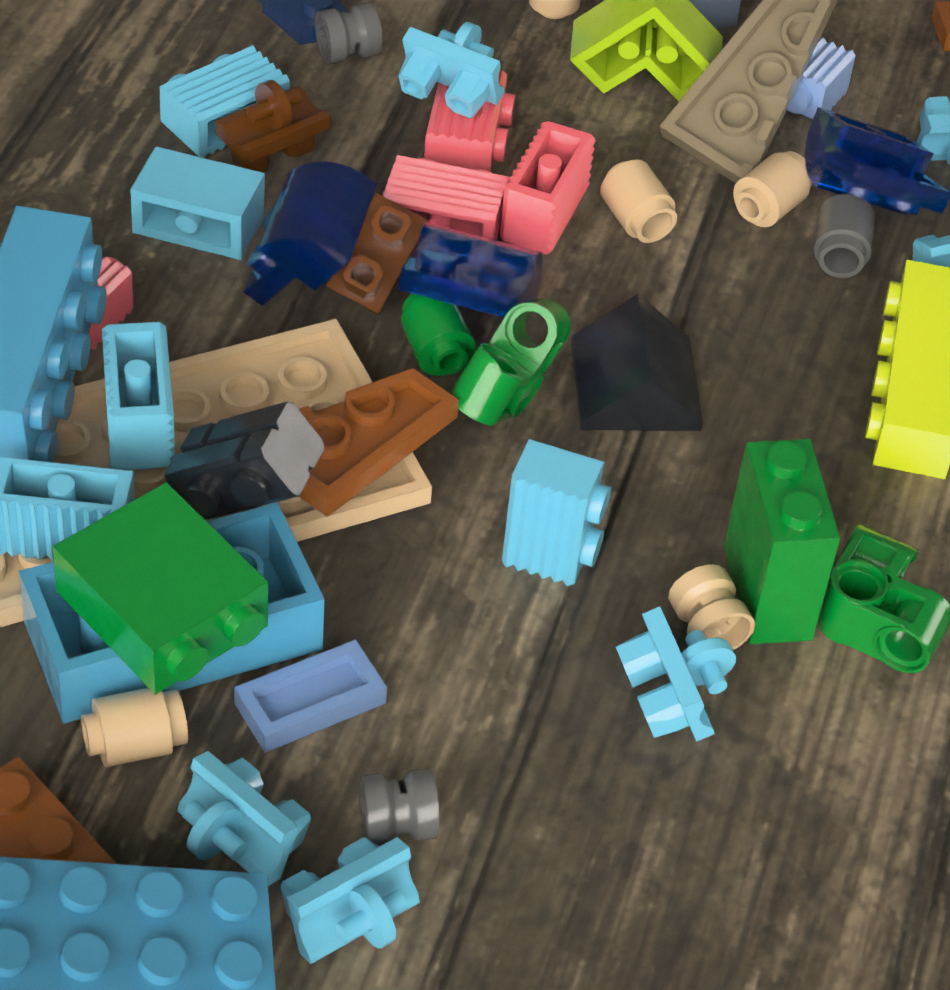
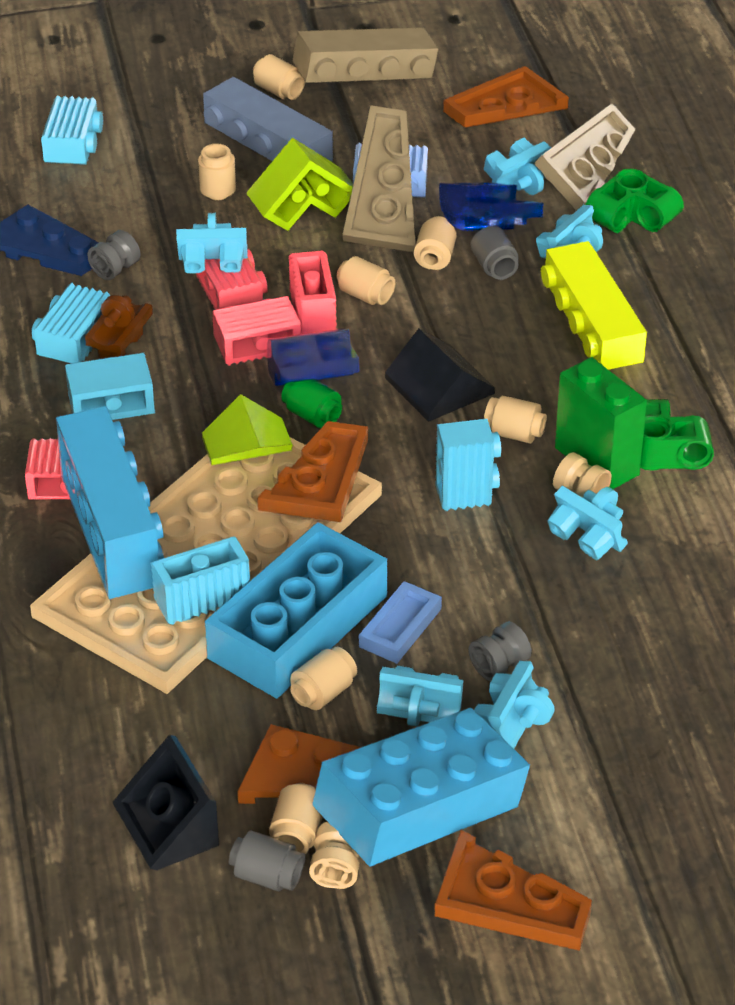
camera: 25 degrees left, 5 degrees down
(138, 396) = (189, 501): medium azure brick -> none
(161, 587) = (303, 588): green brick -> none
(245, 461) = (285, 507): black brick -> none
(305, 337) = (244, 433): none -> lime slope
(310, 228) = (198, 373): clear blue brick -> none
(379, 254) = (246, 368): reddish brown hips -> none
(511, 366) = (375, 400): green piece -> none
(686, 479) = (515, 418): none -> tan brick

